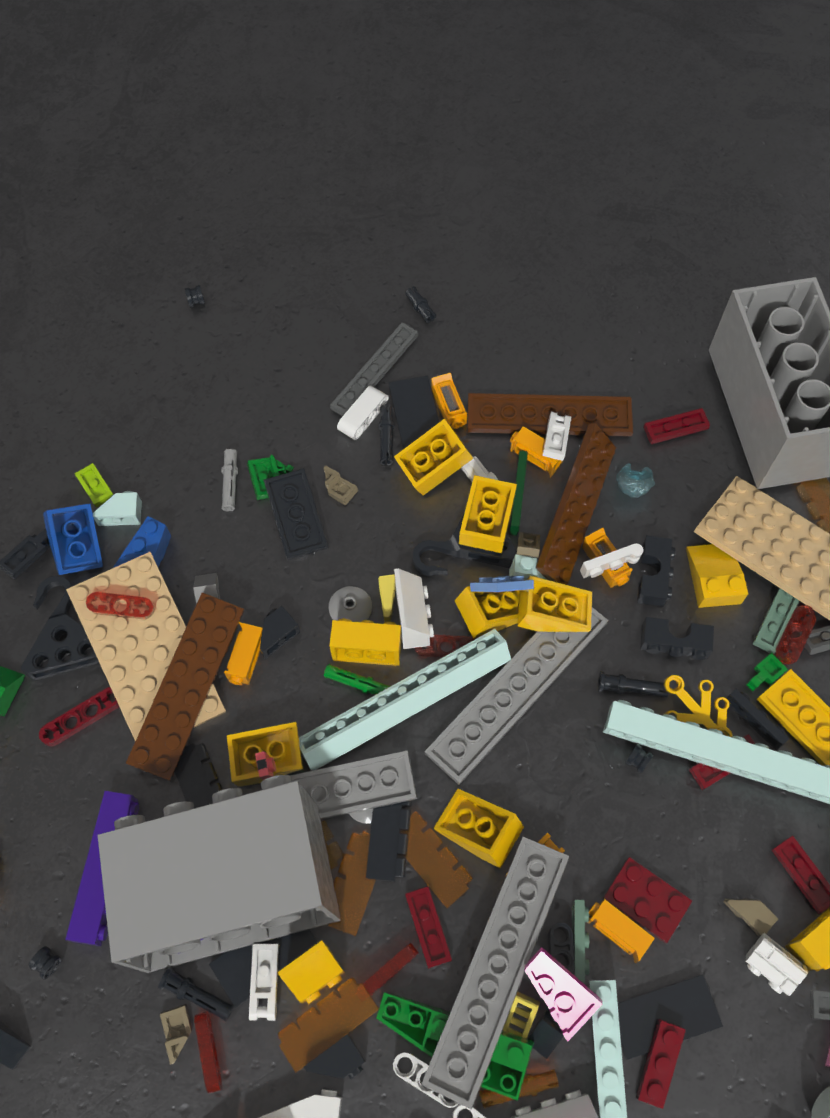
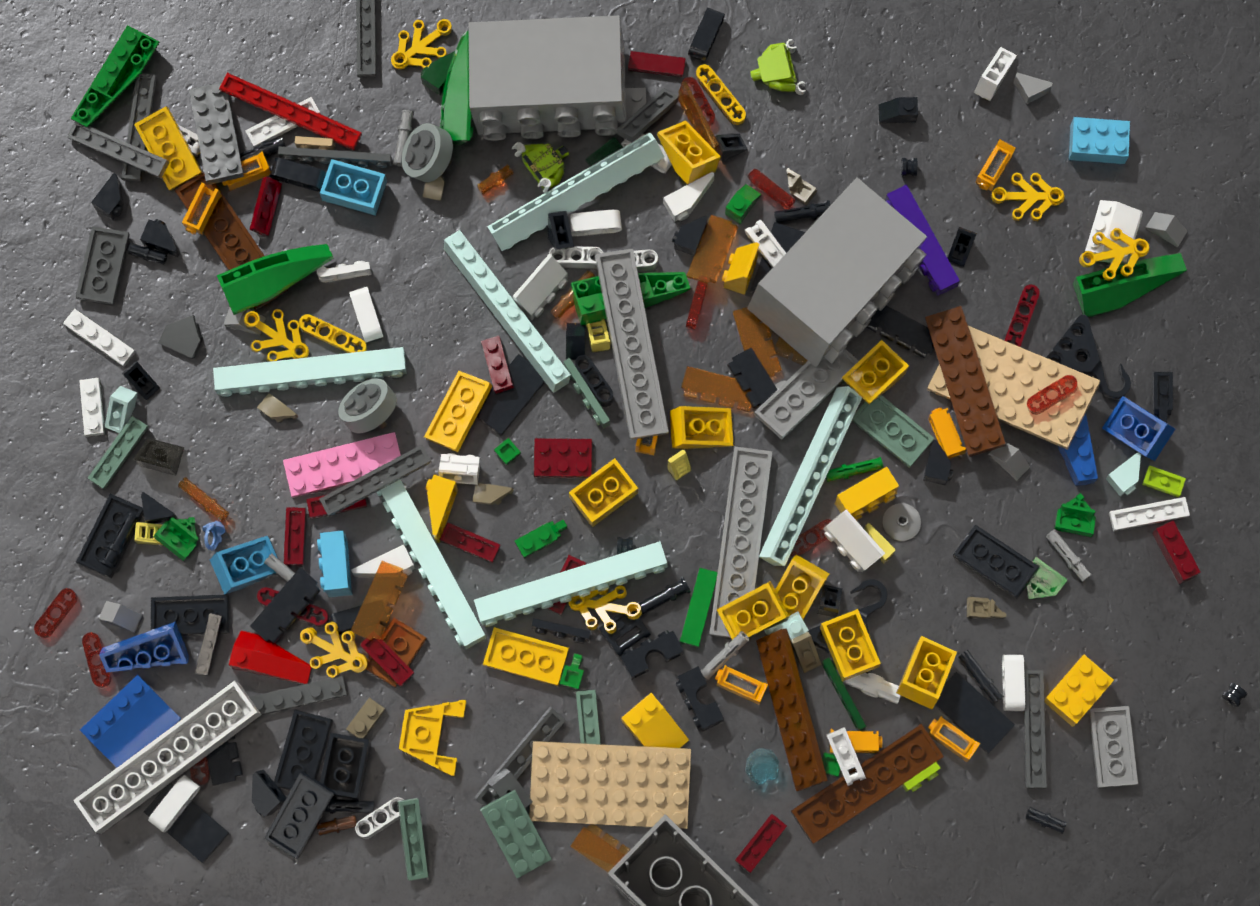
camera: 145 degrees right, 10 degrees up
(70, 830) = (961, 246): none -> black slope
(132, 467) = (1149, 514): none -> white plate
(139, 422) = (1176, 552): none -> dark red brick
(194, 507) = (1076, 517): none -> green slope
(251, 1058) = (742, 203): none -> green slope
(265, 765) = (865, 359): coral plate -> none
(290, 689) = (893, 430): none -> sand green plate
(315, 372) = (1078, 690): none -> yellow brick
(322, 320) = (1113, 747): none -> light grey plate
(428, 927) = (690, 345): dark red plate -> none
(471, 572) = (830, 601): none -> black slope
(501, 584) = (800, 593): medium blue plate -> none
(508, 387) = (915, 783): none -> lime plate
(530, 802) = (679, 465): none -> light yellow slope
(565, 995) = (580, 353): wing -> none
(572, 448) = (830, 764): none -> green plate
(599, 588) = (731, 649): none -> light grey pin
(600, 654) = (698, 607): none -> green tile
(611, 560) = (734, 673): white plate -> none
(620, 929) = (569, 425): light orange window -> none
(630, 826) = (603, 492): none -> yellow brick
(691, 680) = (624, 625): none -> black plate
(707, 948) = (507, 451): none -> green plate
(723, 829) = (540, 538): none -> green hinge
(740, 1036) = (458, 411): none -> yellow plate
(797, 644) = (564, 729): clear red beam -> none

